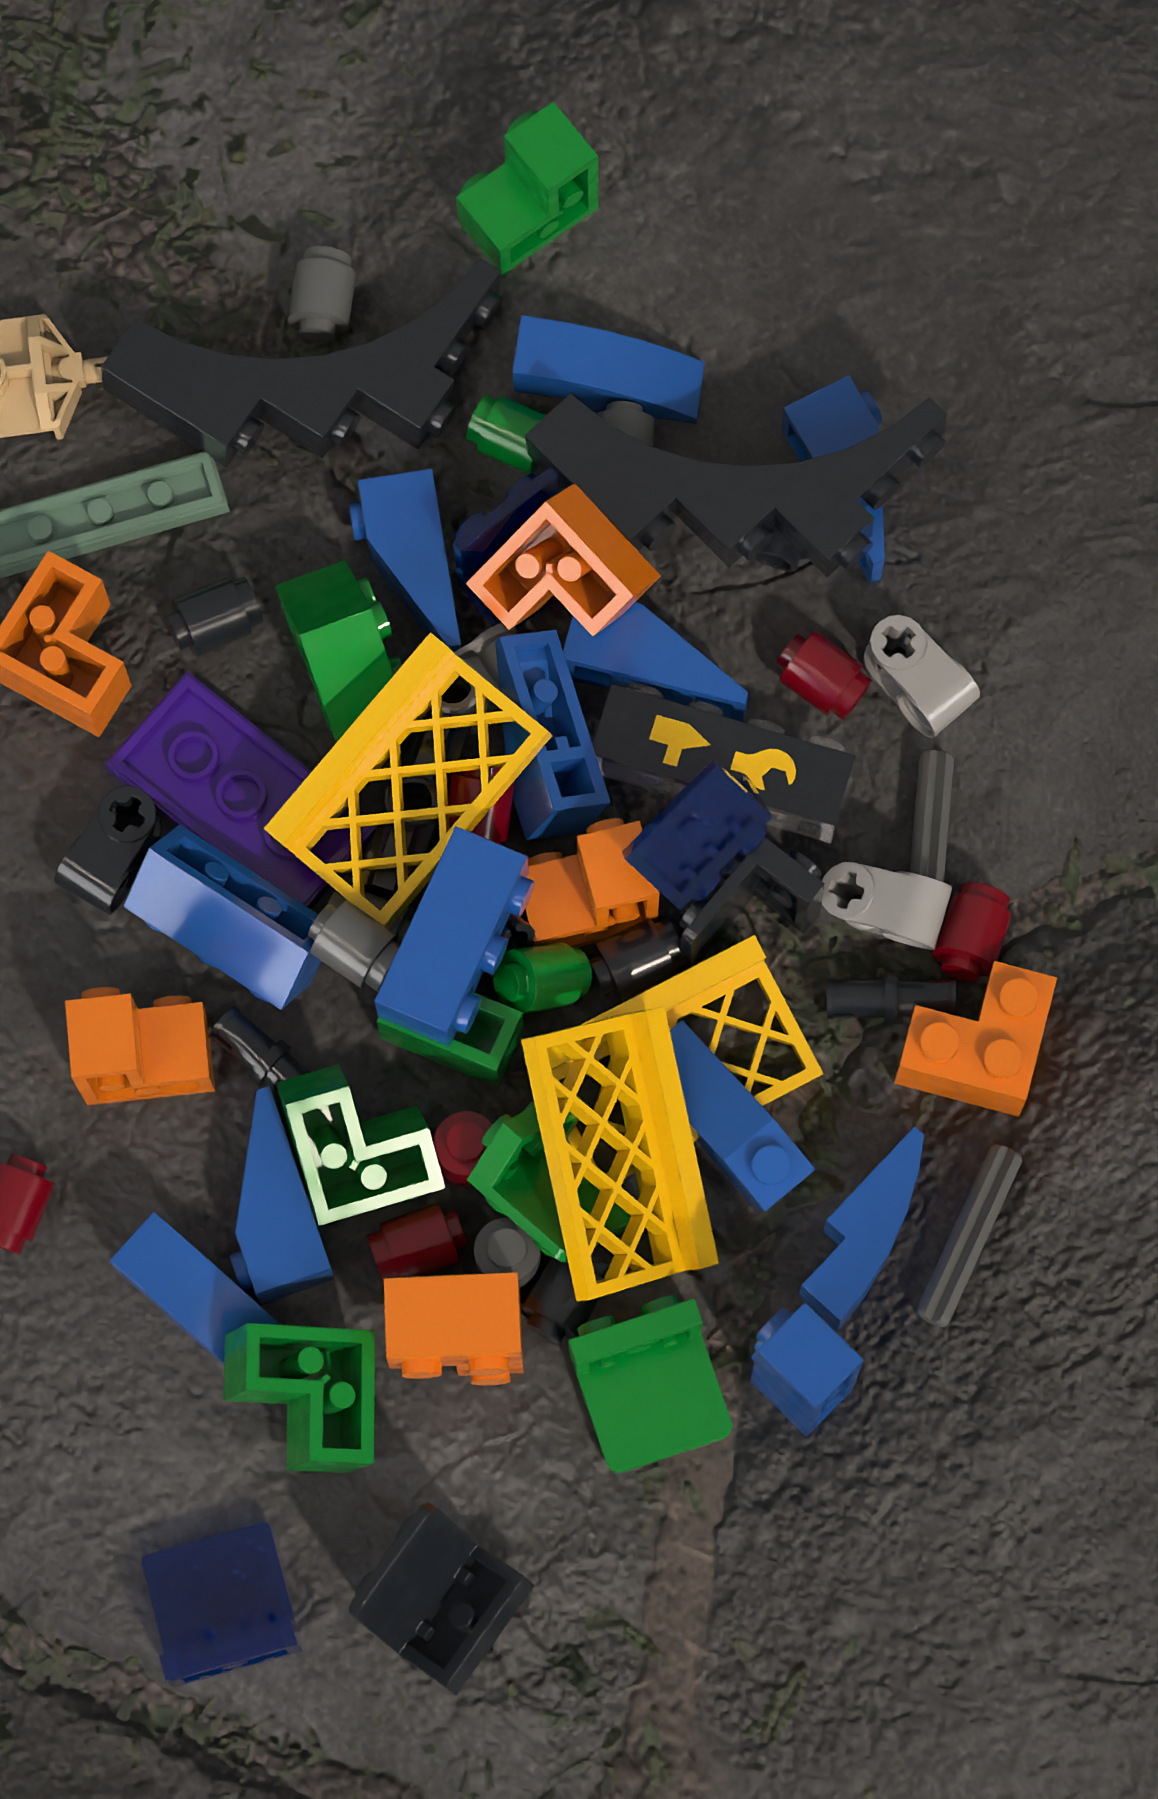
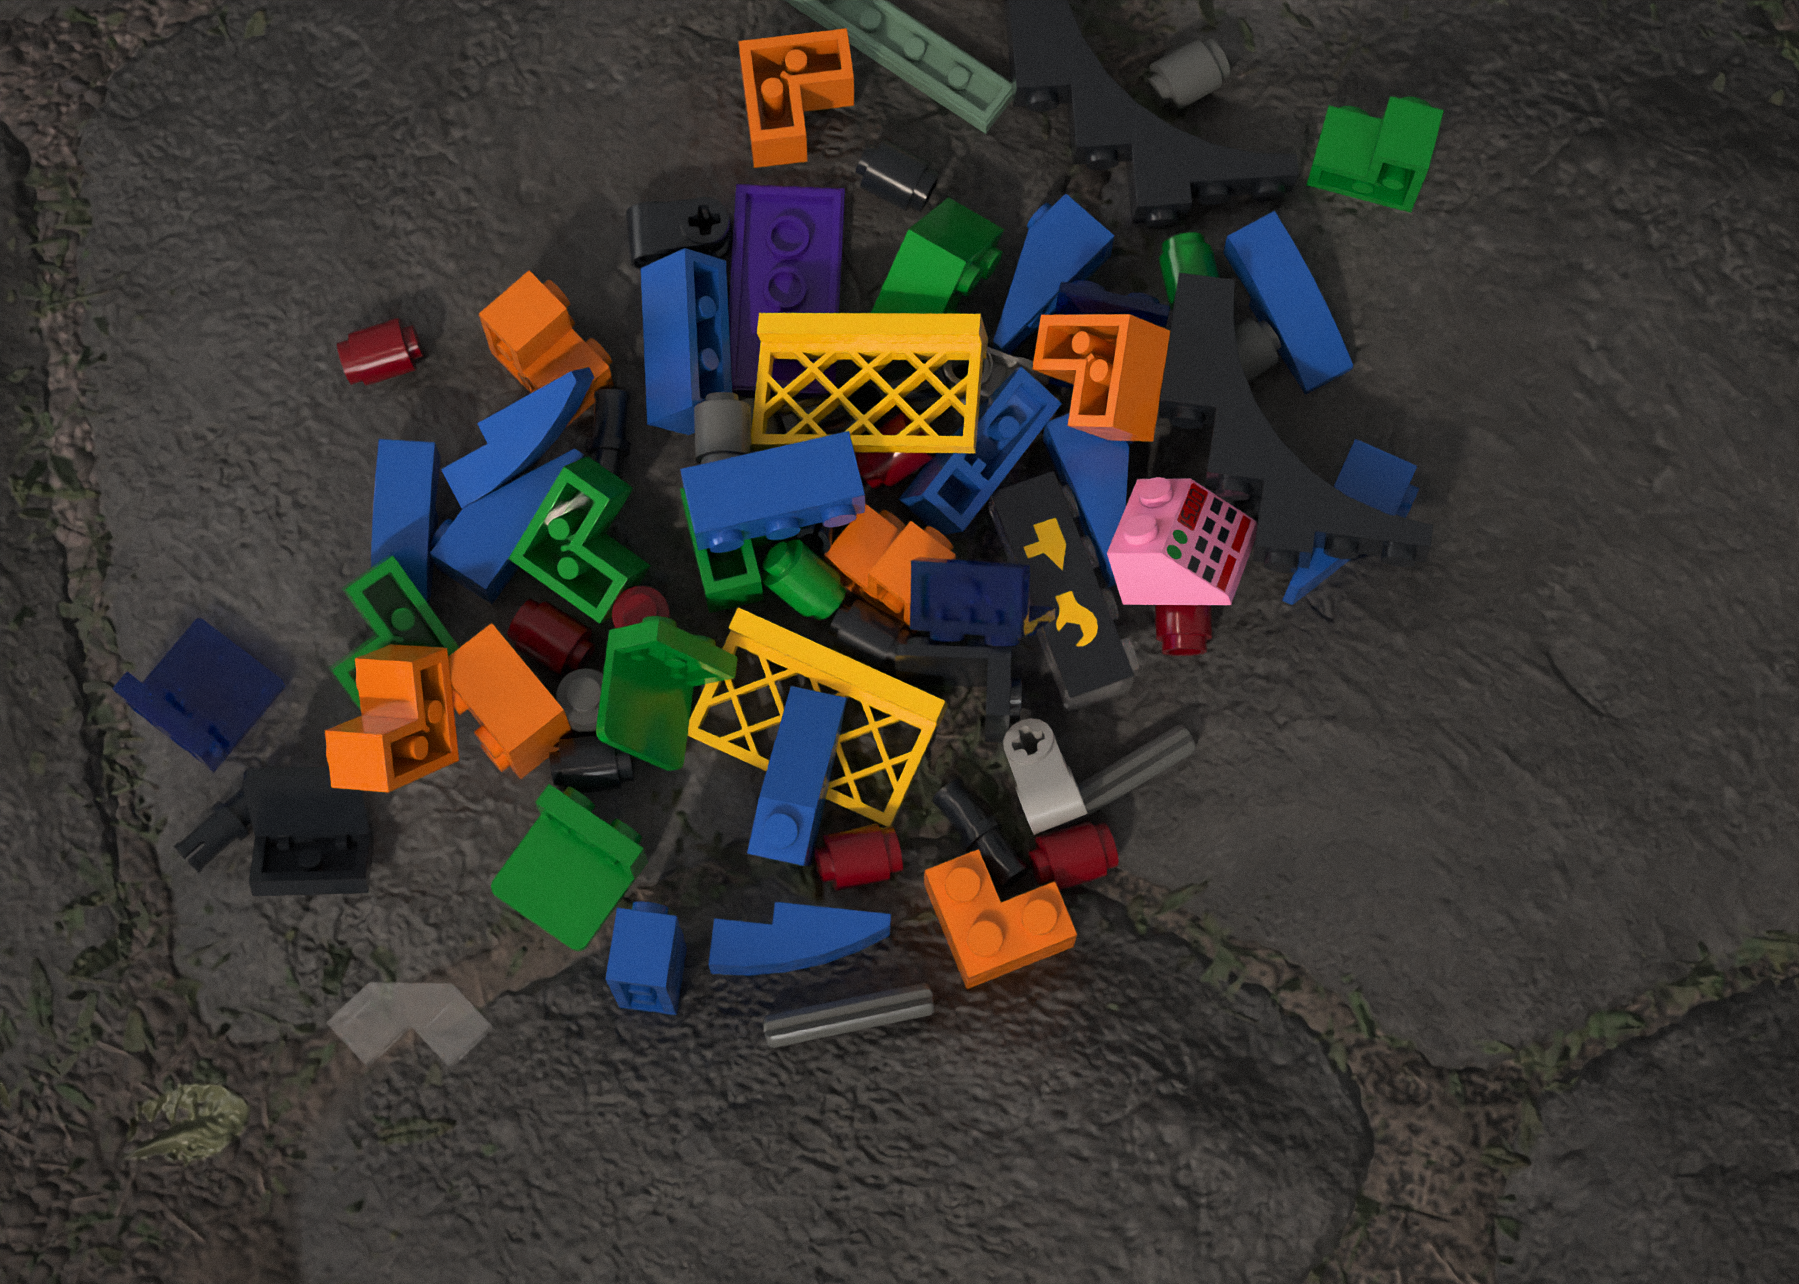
camera: 50 degrees right, 0 degrees up
(207, 1136) = (517, 437): none -> blue slope
(365, 1676) = (217, 831): none -> black pin
(419, 1430) = (403, 721): none -> orange brick
(655, 1142) = (747, 735): yellow fence -> none
(688, 1606) = (388, 1010): none -> clear tile
(770, 626) = (1179, 545): none -> bright pink slope
(833, 1118) = (859, 856): none -> dark red brick
(923, 682) = (1235, 687): light grey piece -> none

